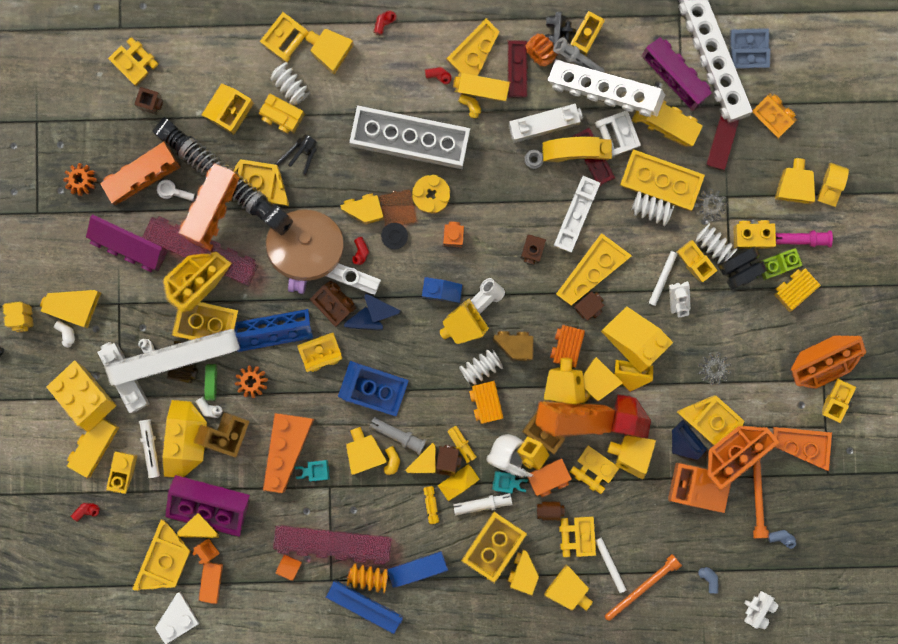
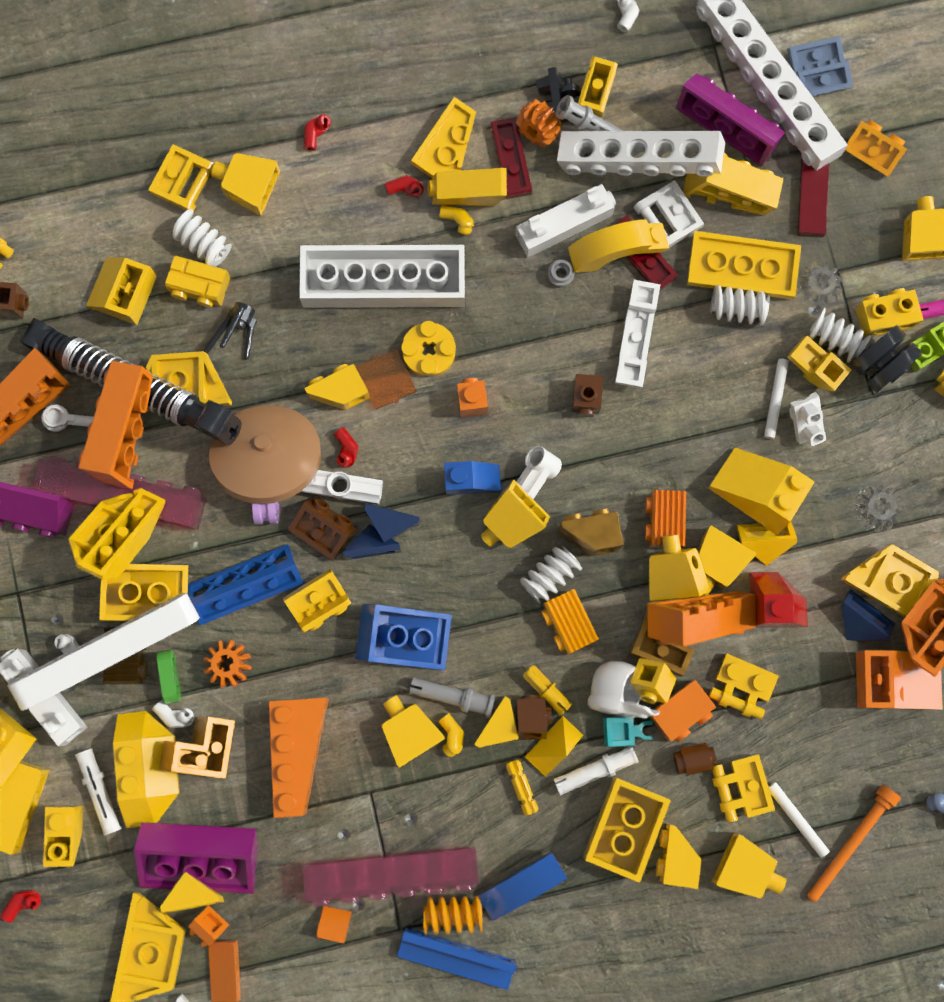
camera: 10 degrees left, 5 degrees down
(316, 471) = (345, 773): teal plate -> none
(394, 235) = (389, 416): black piece -> none
(590, 306) = (684, 457): reddish brown brick -> none
(594, 267) = (679, 400): yellow wing -> none
(633, 454) = (795, 653): yellow torso -> none

